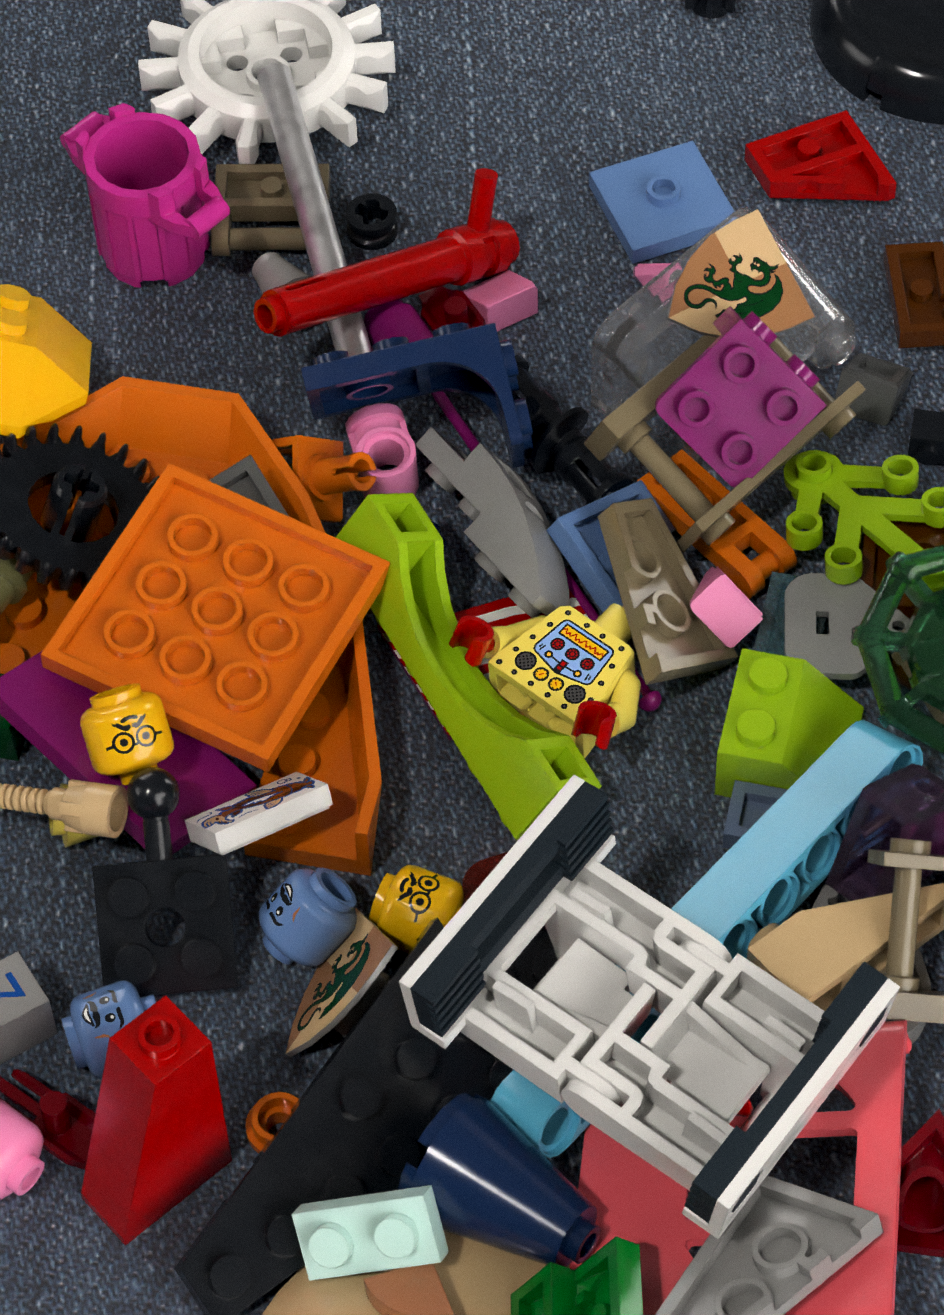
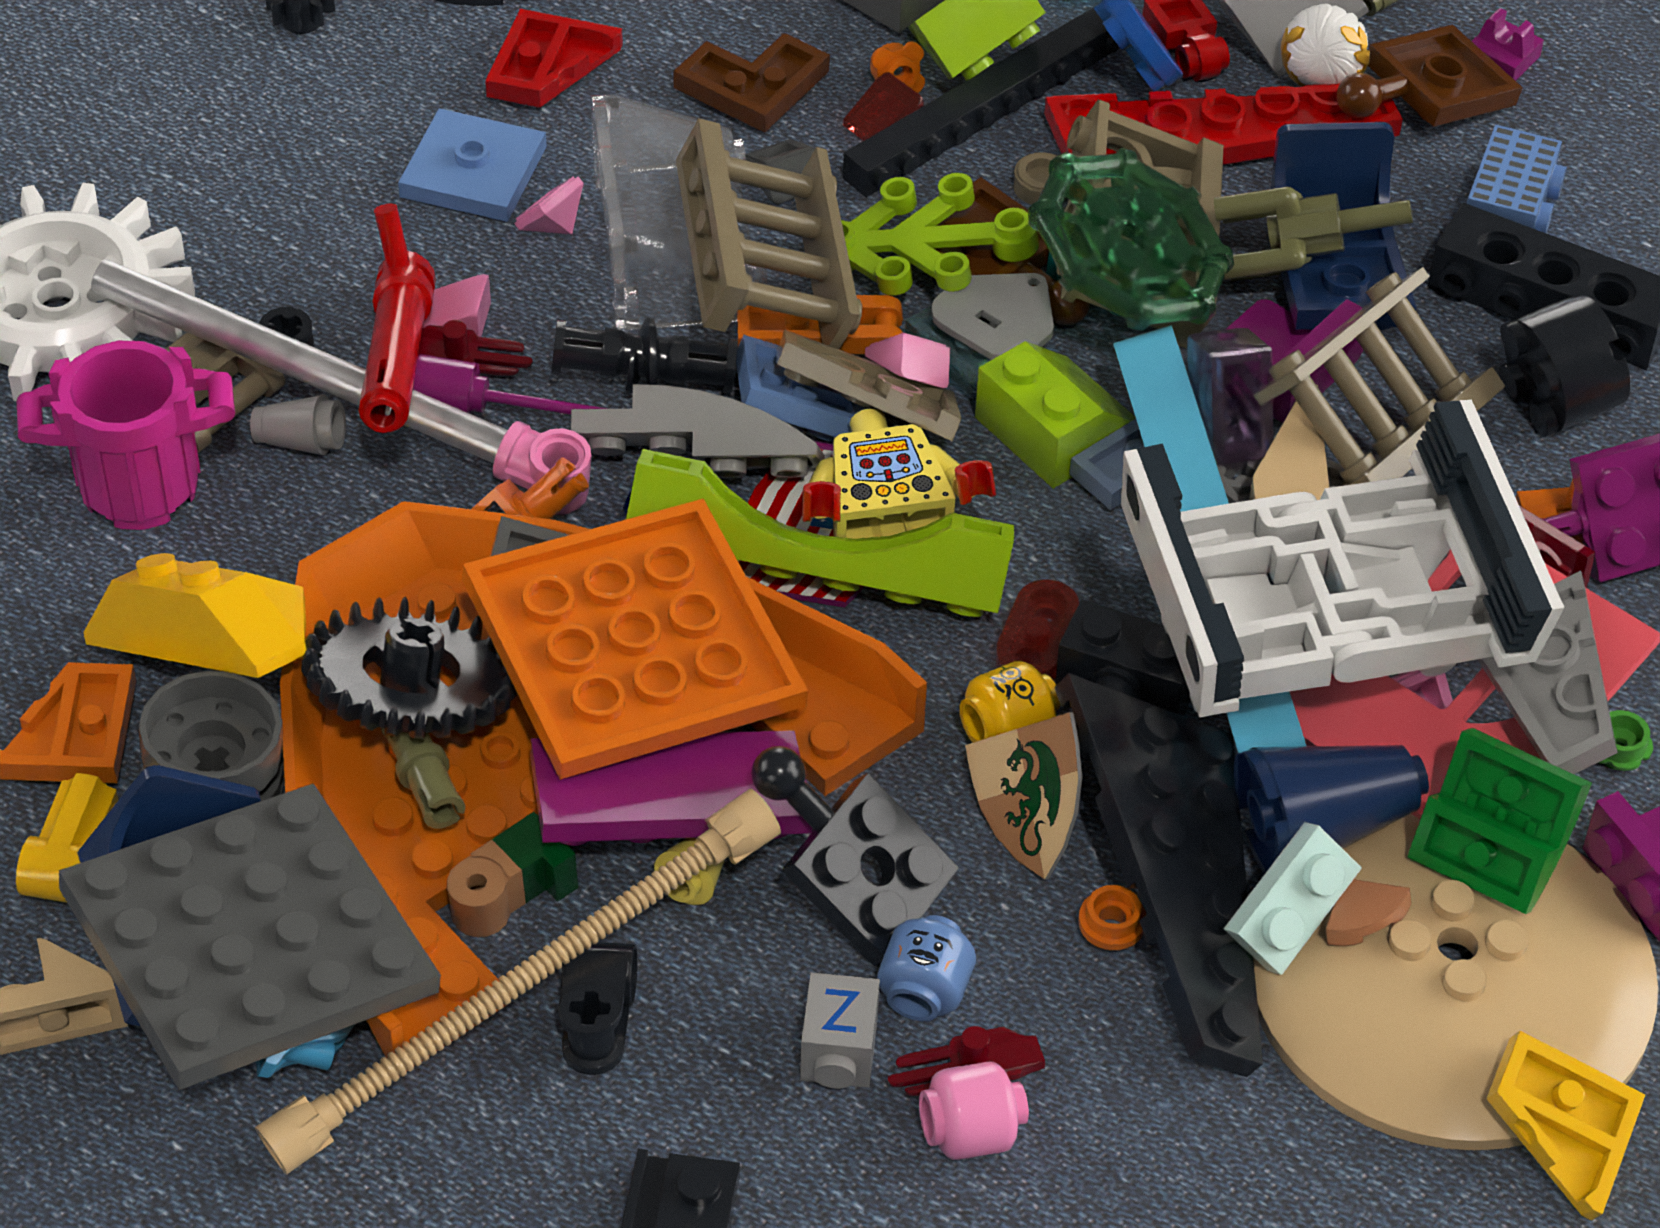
camera: 55 degrees left, 5 degrees down
(126, 731) = (702, 753): yellow head -> none
(155, 1121) = (1087, 959): red slope -> none
(259, 813) = (841, 733): white tile -> none
(308, 917) = (949, 776): medium blue head -> none
(450, 361) = (586, 334): dark blue bracket -> none
(739, 270) = (691, 131): shield -> none
(740, 399) = (791, 199): magenta bracket -> none

